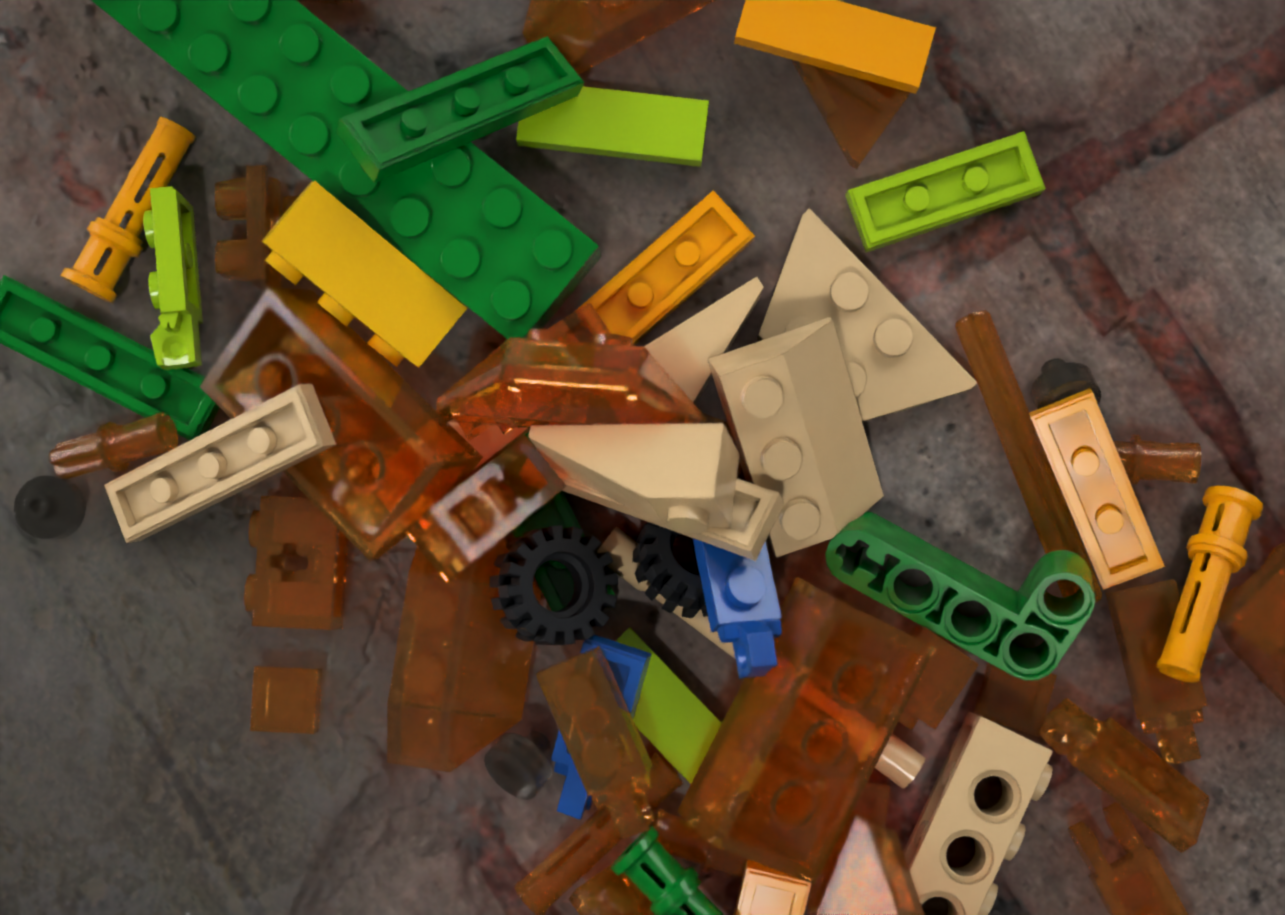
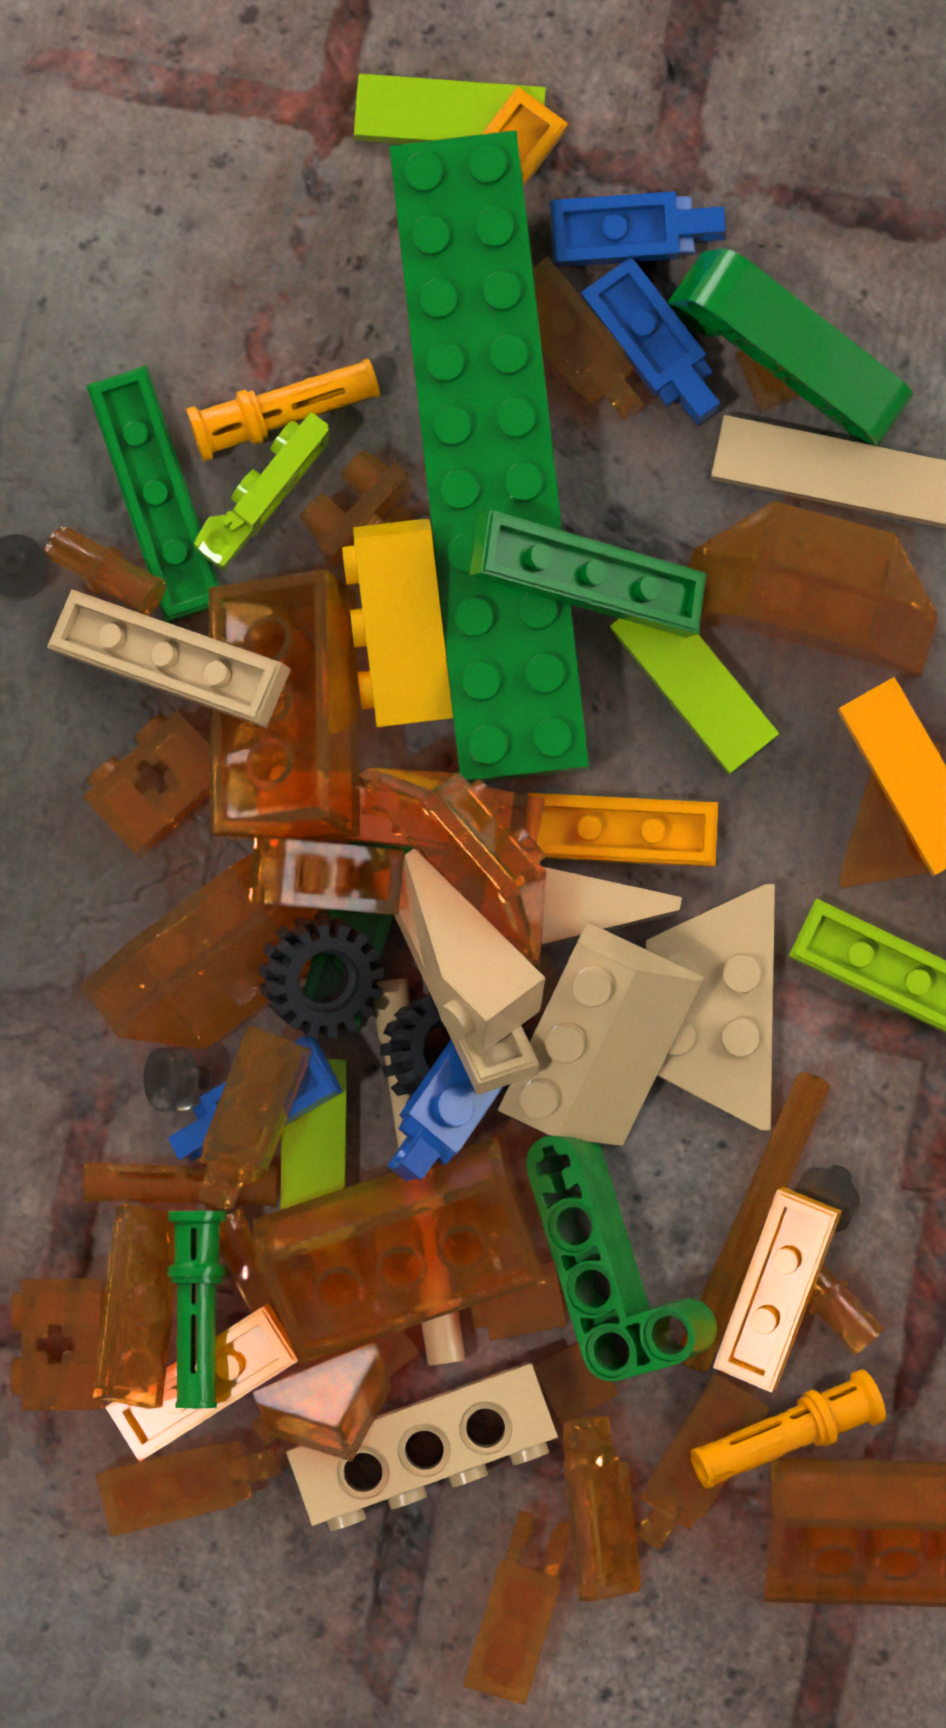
camera: 40 degrees right, 0 degrees up
(286, 699) = (52, 870): clear orange tile -> none

